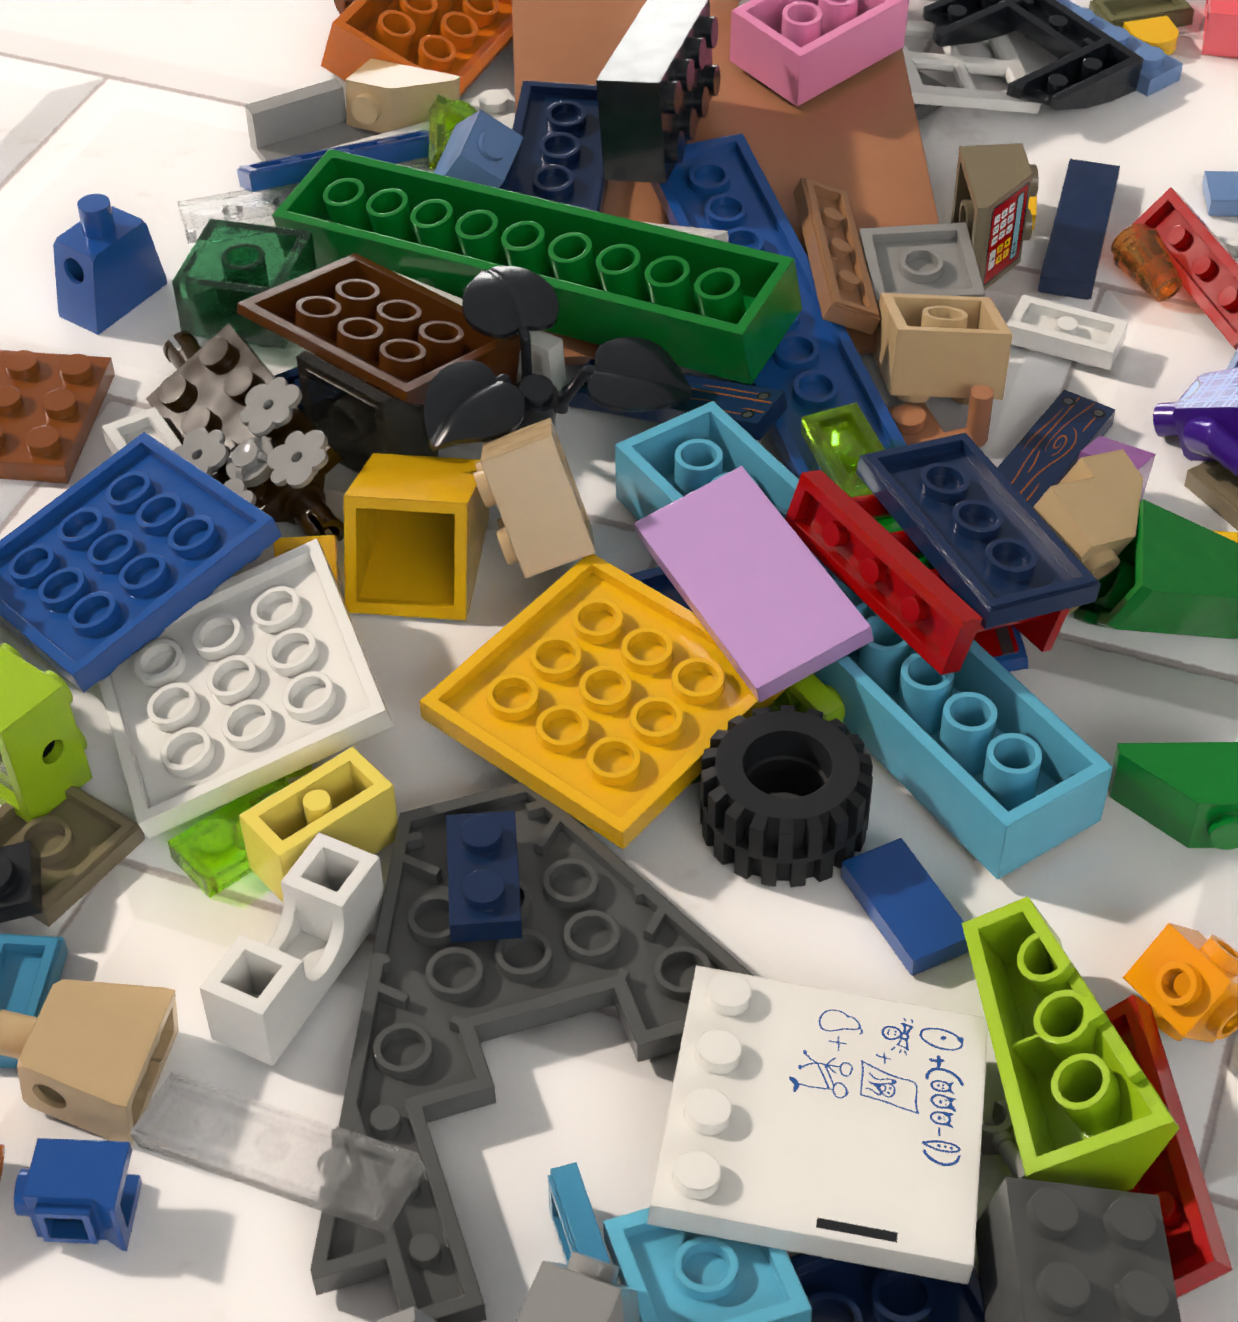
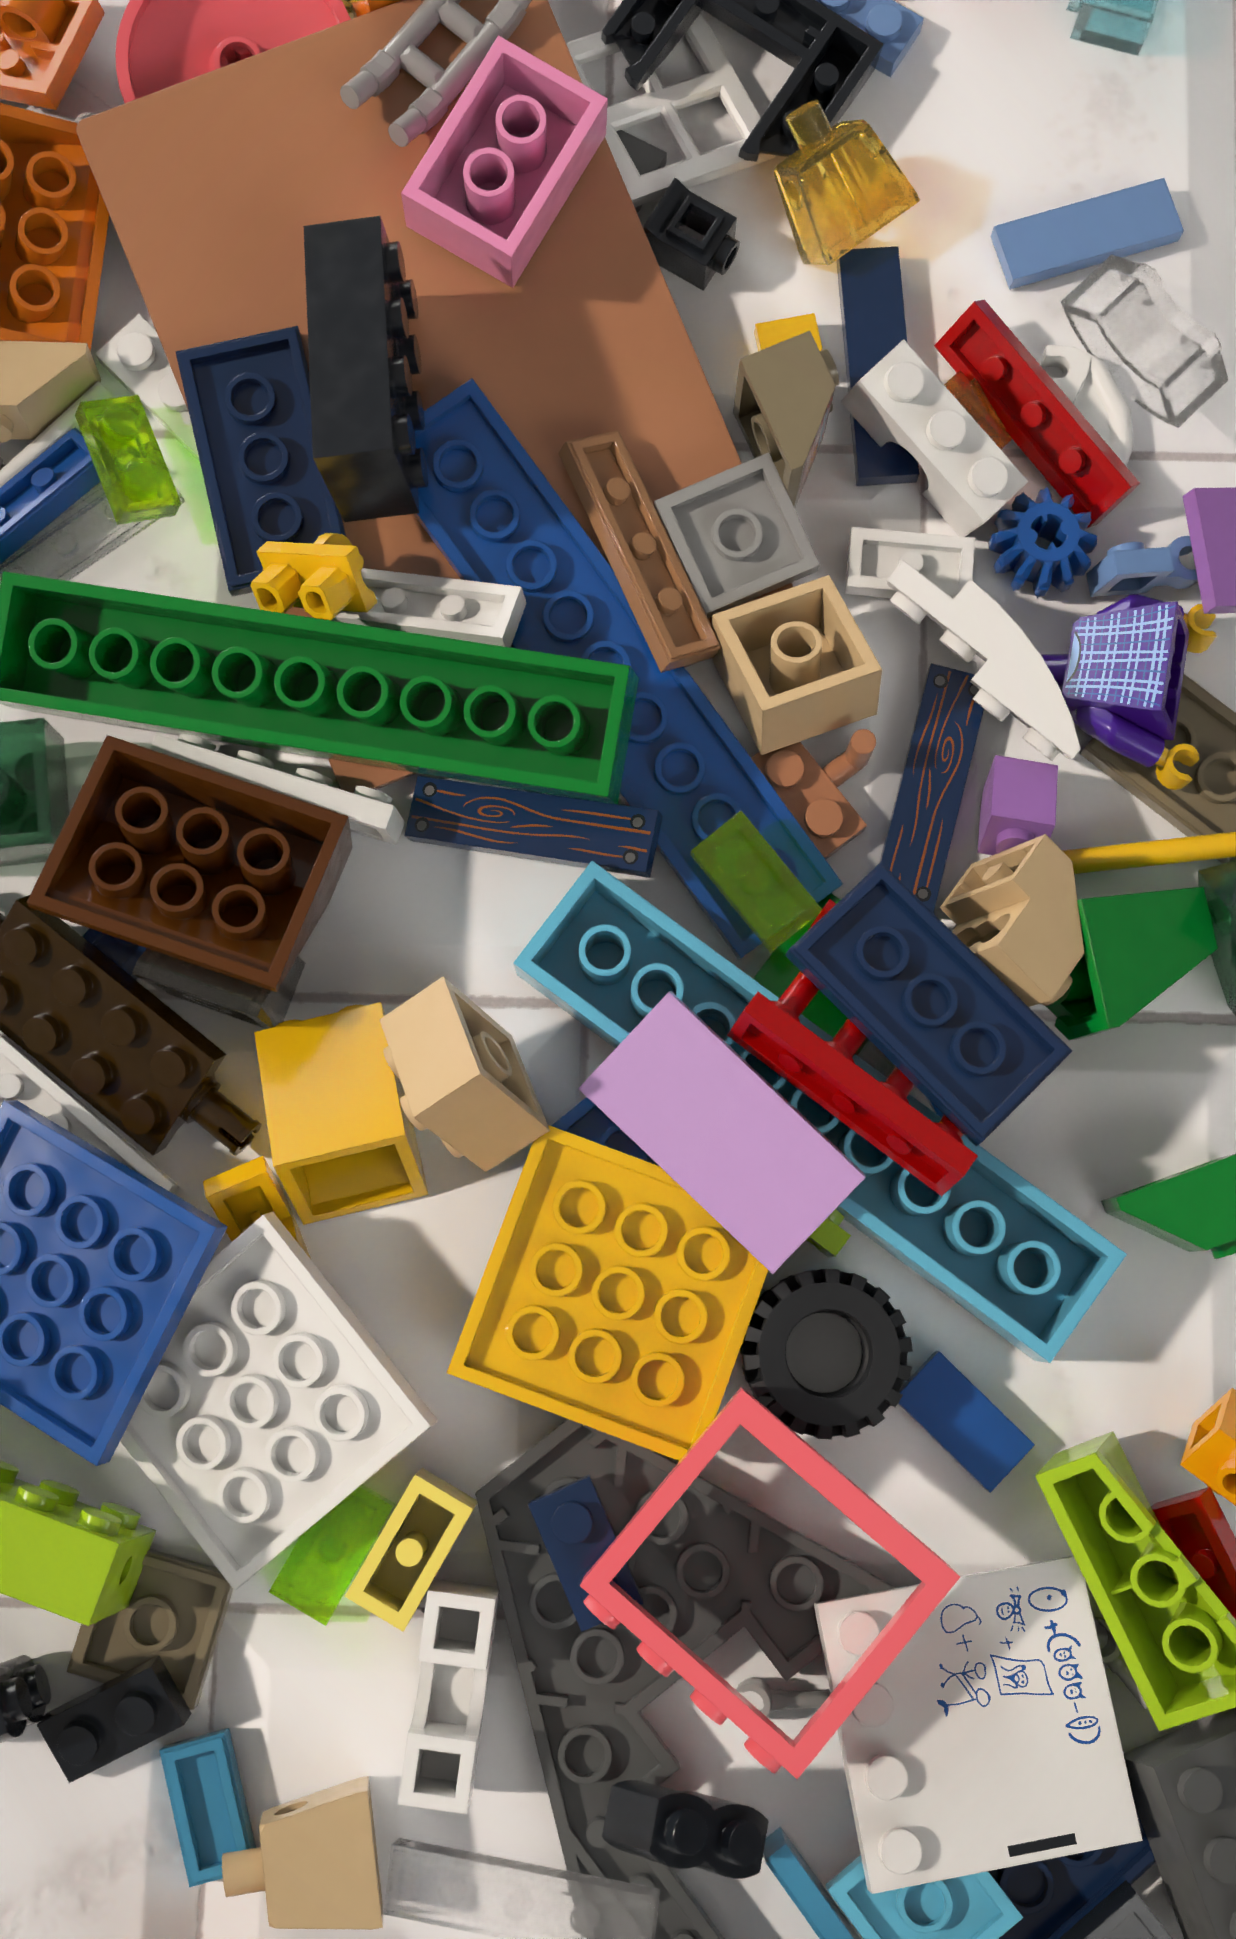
camera: 20 degrees left, 35 degrees up
(256, 458) = (135, 1098): light grey plant -> none
(474, 406) = (327, 797): black plant -> none
(480, 150) = (174, 531): medium blue slope -> none
(482, 1117) = (685, 1829): none -> black brick
(571, 185) = (313, 577): none -> yellow hips
(608, 1078) = (780, 1699): none -> light grey hand
(698, 996) = (713, 1693): none -> coral window
(950, 122) = (683, 254): none -> black window
(1081, 113) = (838, 185): none -> clear yellow torso
(1123, 370) = (1013, 671): none -> white slope
(1134, 275) = (912, 407): none -> white arch
(1187, 338) = (1055, 523): none -> blue gear

